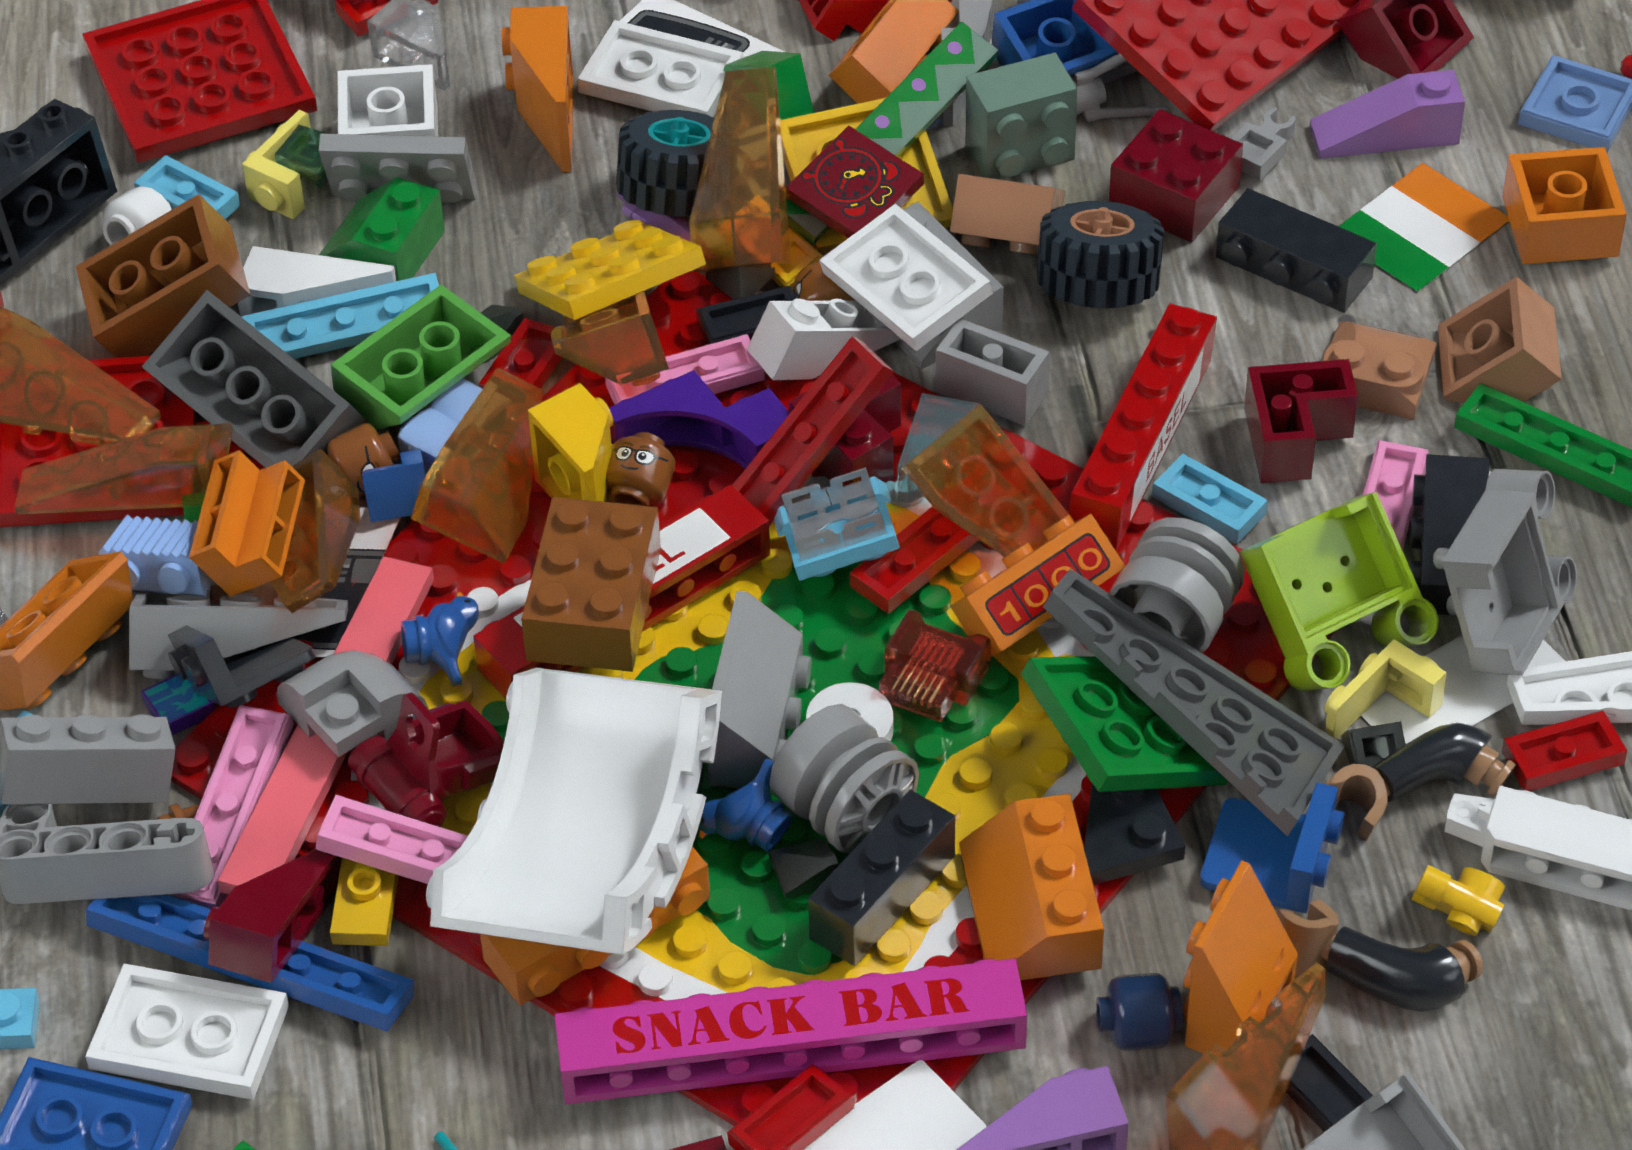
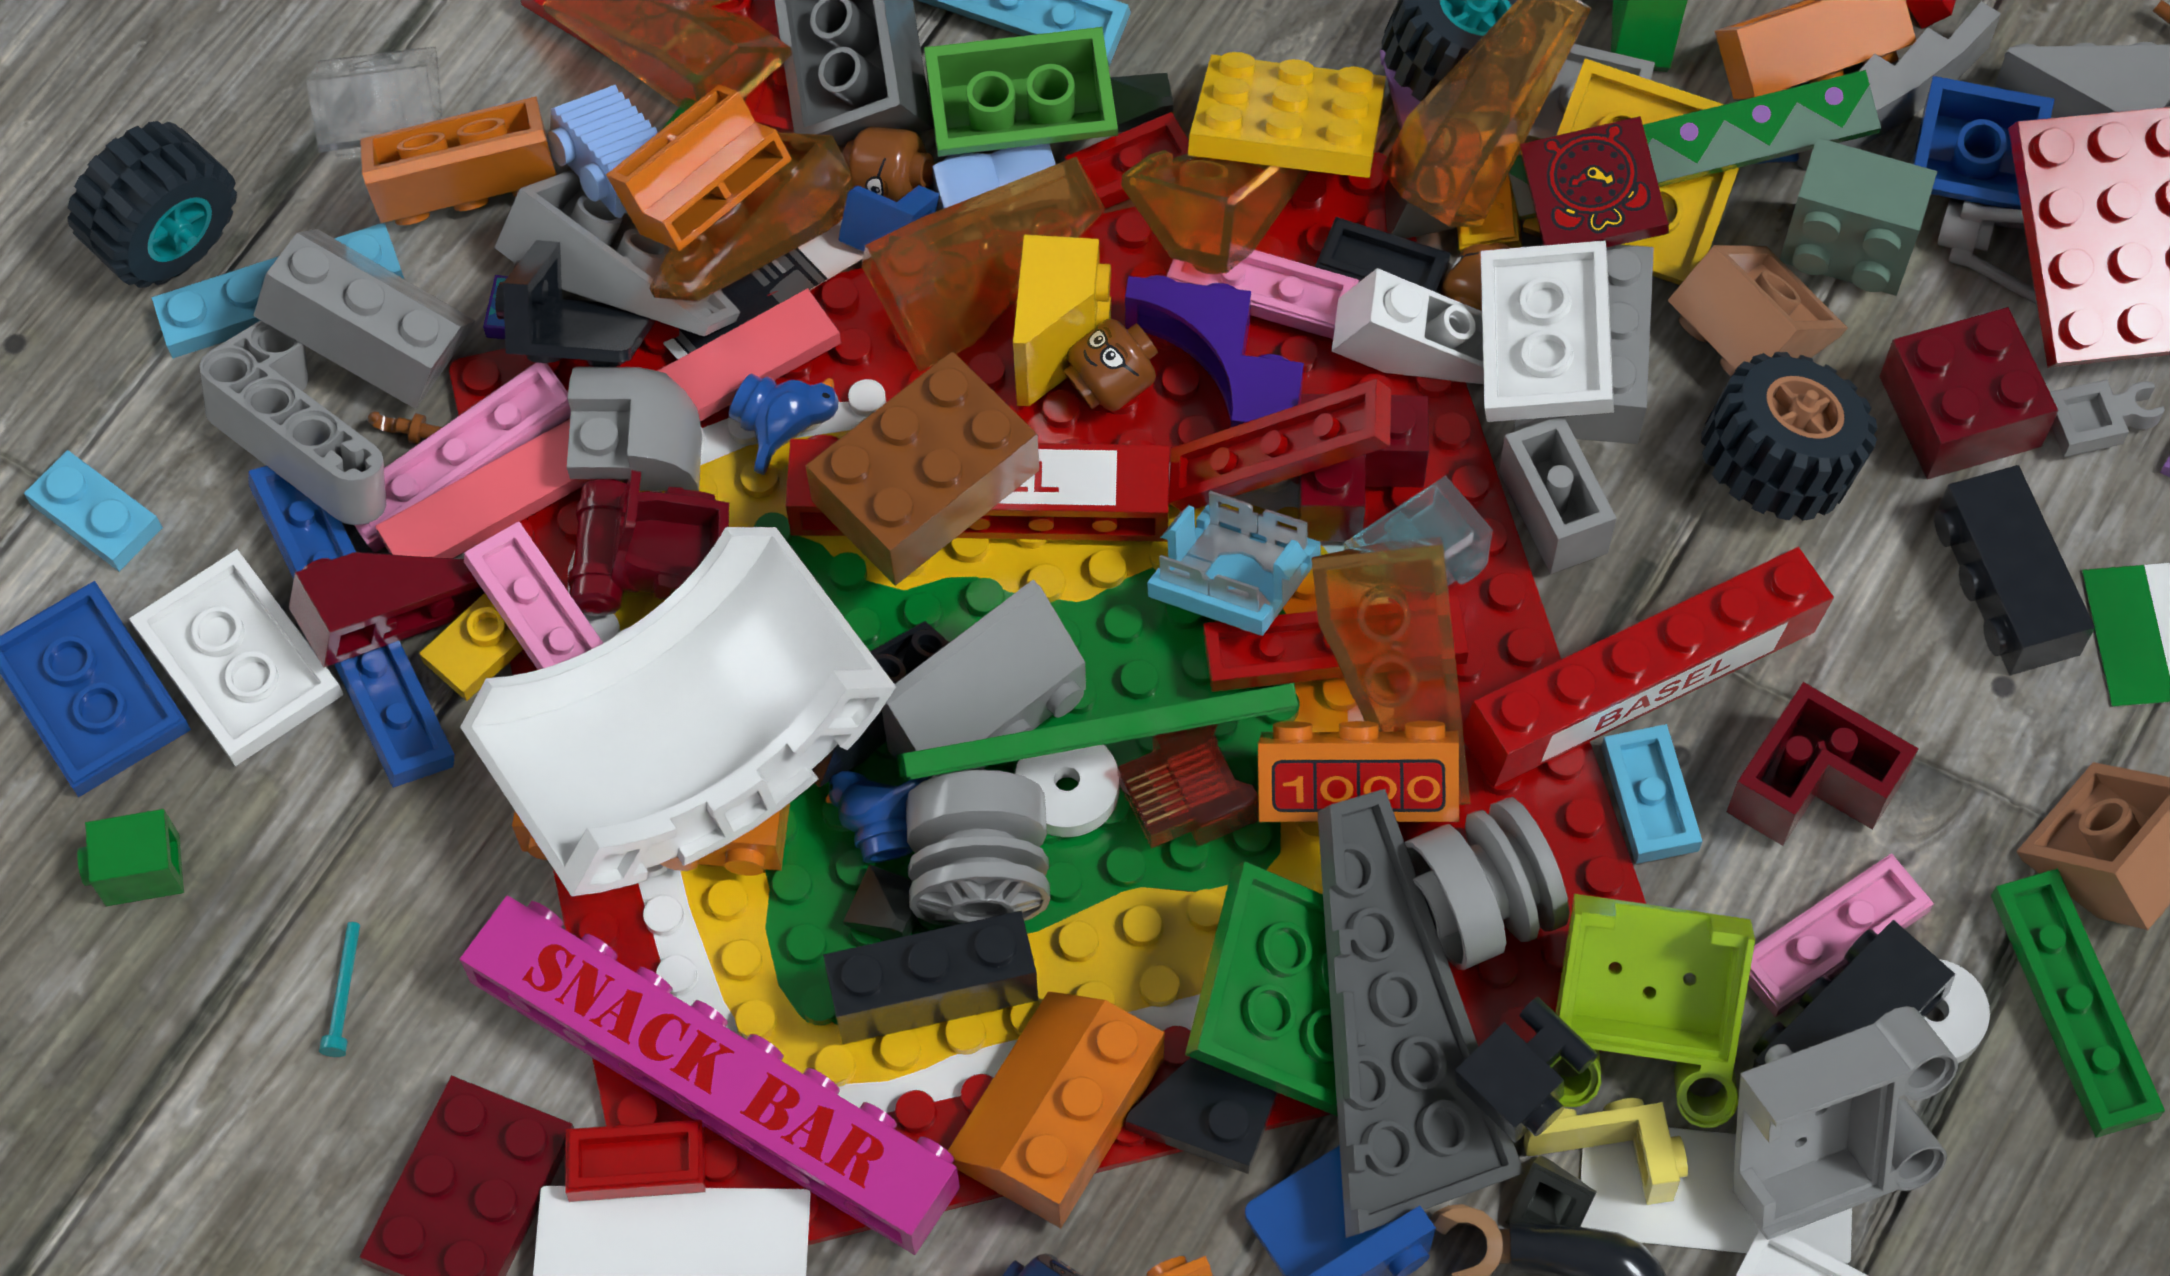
camera: 40 degrees right, 15 degrees up
(857, 656) = (1096, 732): none -> green tile
(1304, 670) = (1515, 1078): none -> black brick
(1385, 365) = (1978, 768): nougat slope -> none

